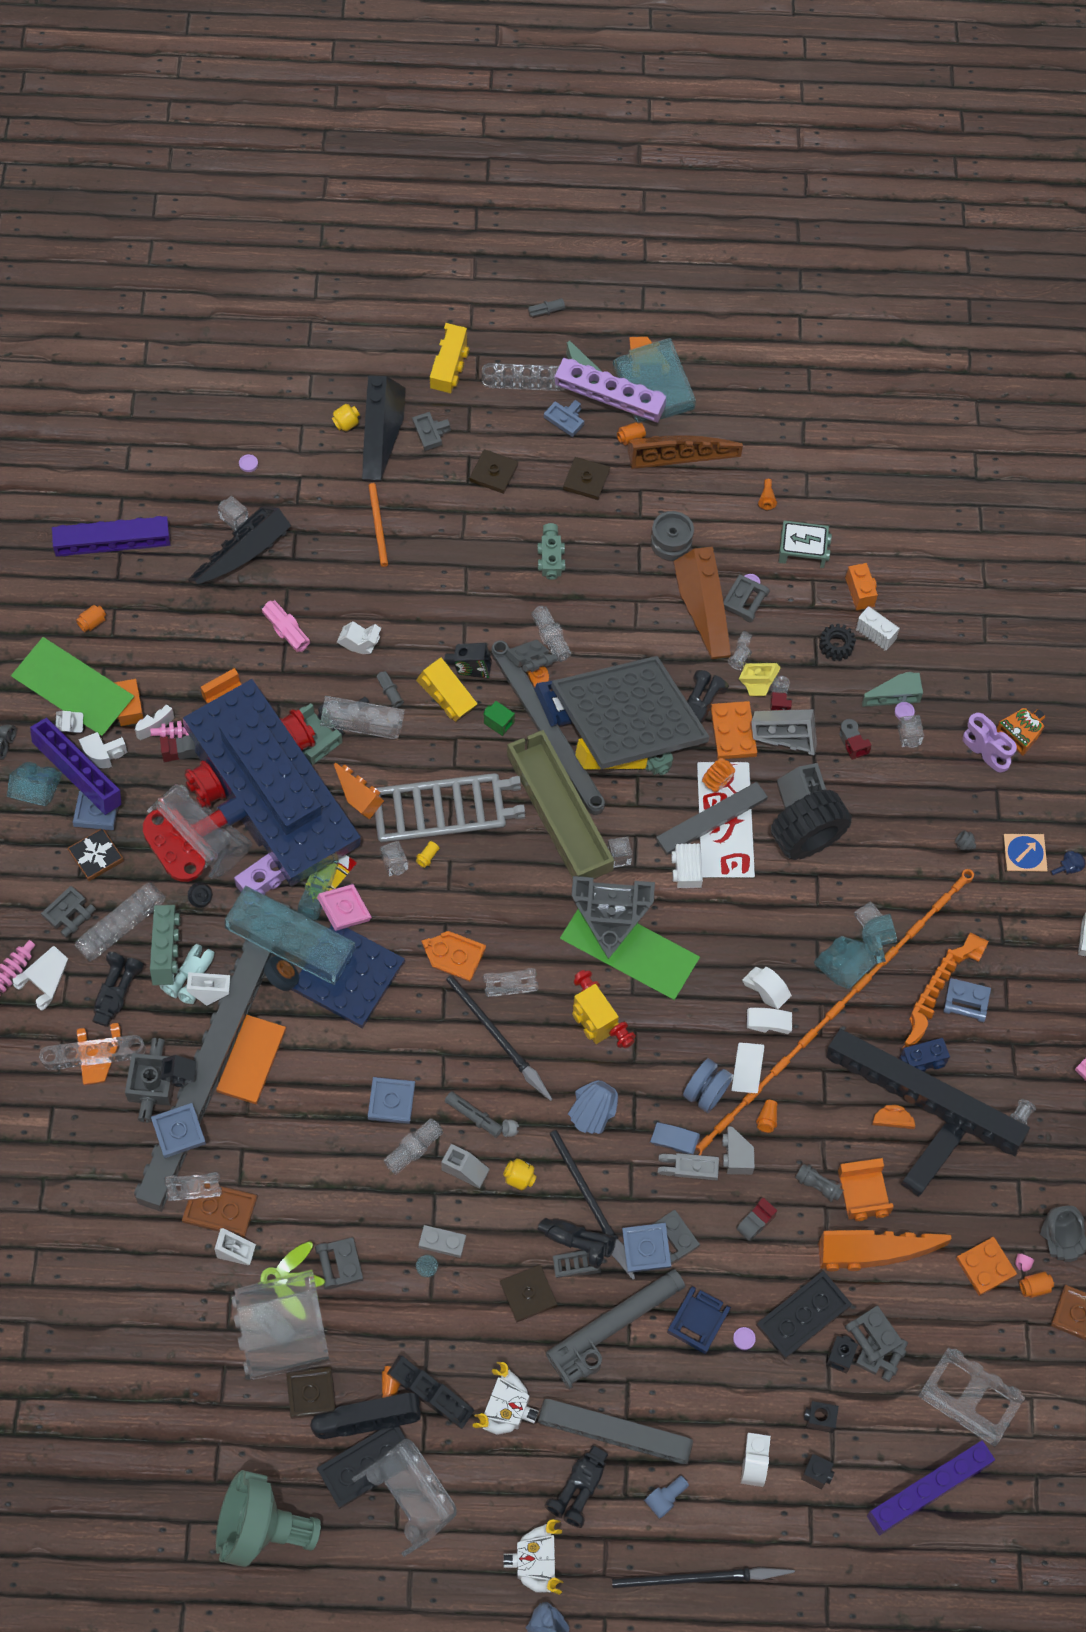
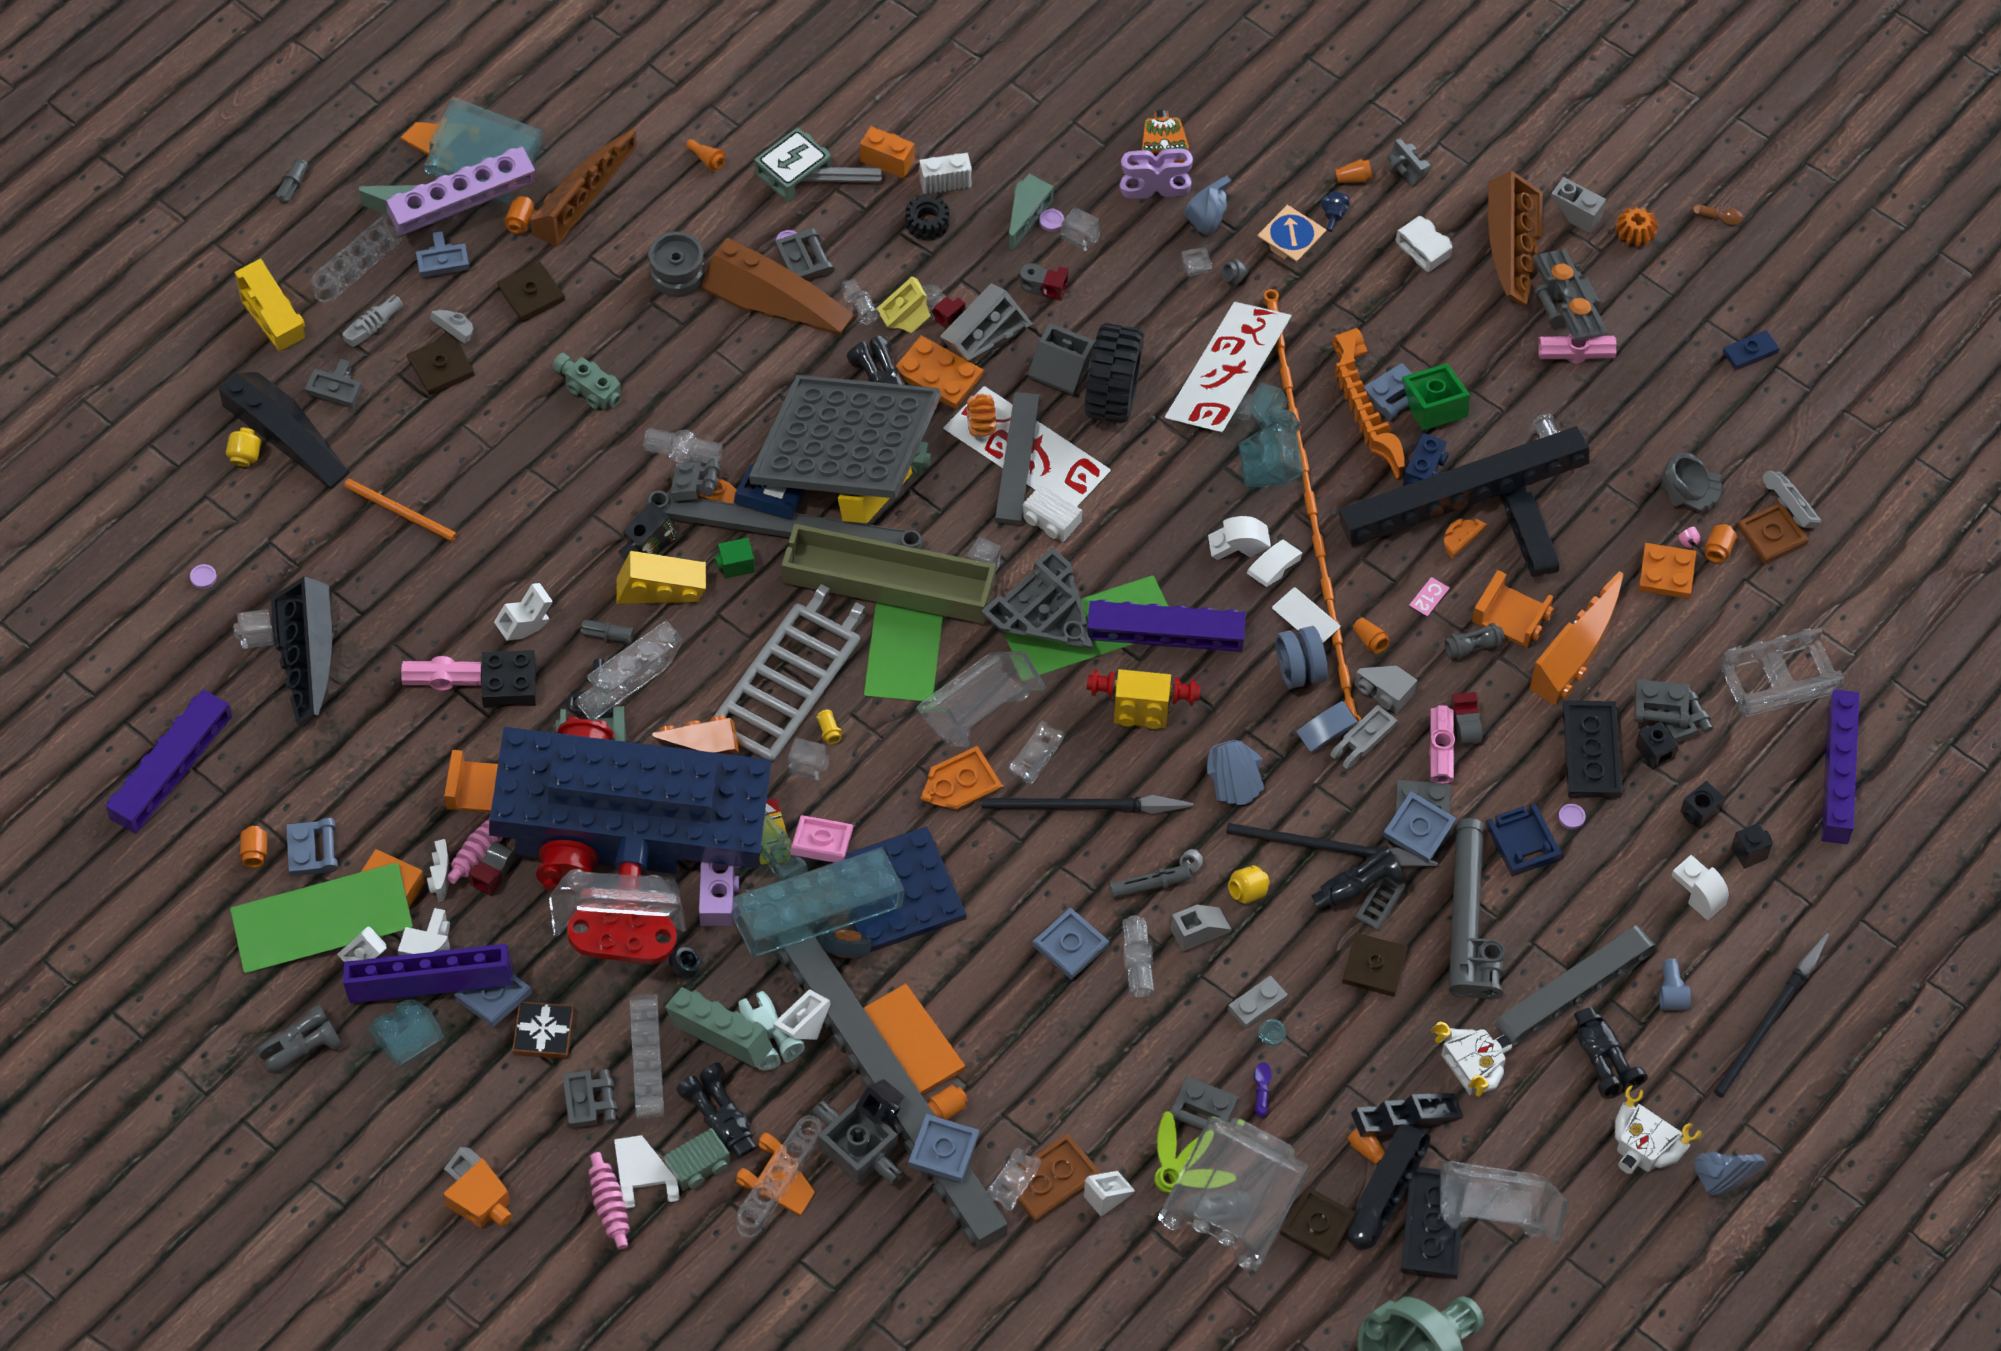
camera: 50 degrees left, 5 degrees down
(72, 1000) = (698, 1160): none -> sand green brick
(113, 644) = (303, 847): none -> sand blue plate
(219, 1110) = (948, 1102): none -> orange brick
(312, 662) = (508, 678): none -> black brick
(390, 1283) = (1262, 1077): none -> dark purple piece
(479, 415) = (371, 321): none -> light grey hinge
(515, 917) = (977, 693): none -> clear windscreen
(518, 857) = (903, 653): none -> bright green sticker
(526, 457) = (453, 323): none -> light grey plate
(665, 990) = (1166, 625): none -> dark purple brick
(713, 1226) = (1441, 733): none -> bright pink piece
(832, 1131) = (1429, 596): none -> bright pink sticker
(836, 588) = (835, 174): none -> light grey axle
(890, 888) = (1228, 366): none -> white sticker
(951, 813) = (1196, 261): none -> clear plate
(981, 1026) = (1436, 396): none -> green slope
(993, 788) = (1208, 206): none -> sand blue hair

